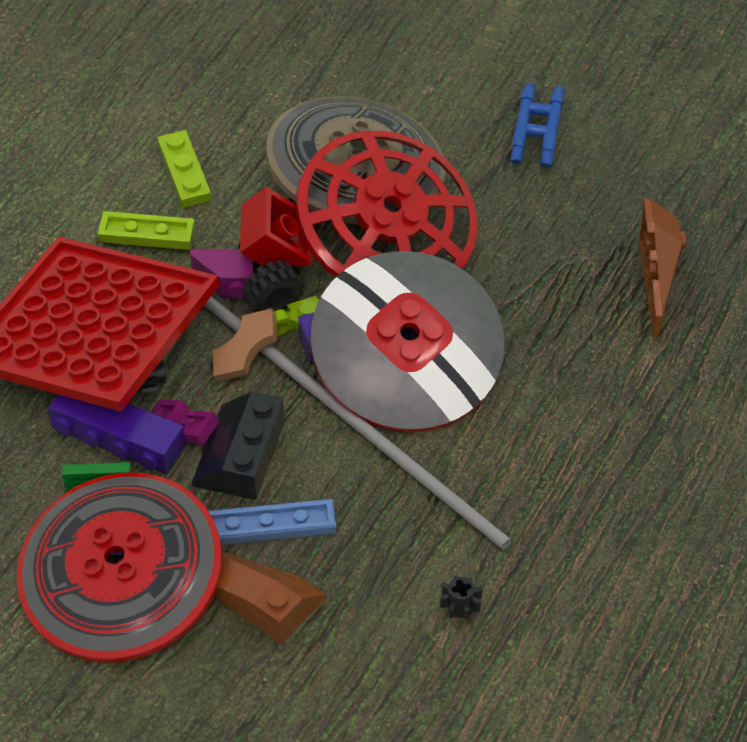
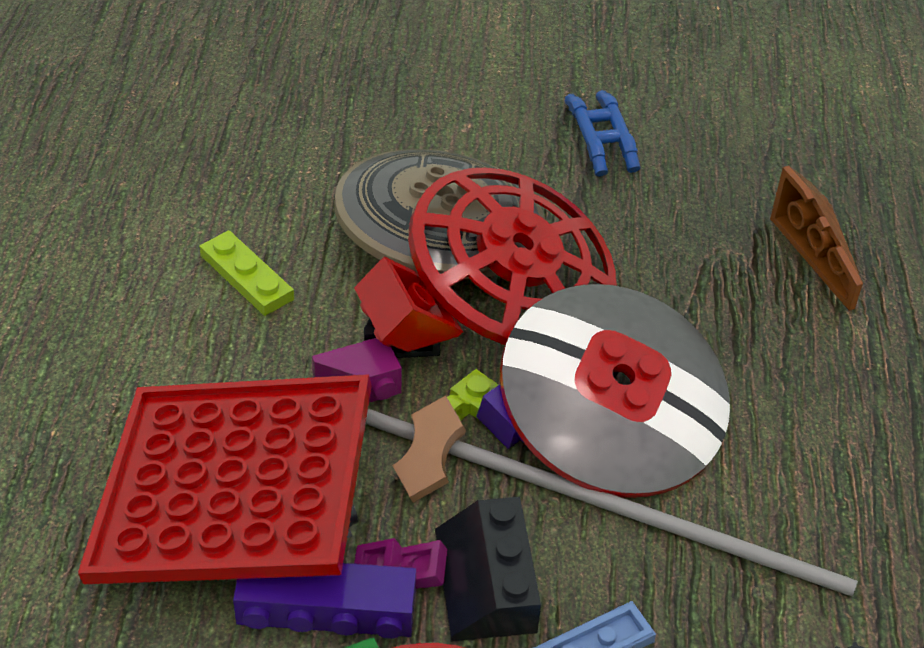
camera: 25 degrees left, 5 degrees down
(146, 230) = (240, 351): lime plate -> none
(273, 287) = (431, 372): black tyre -> none

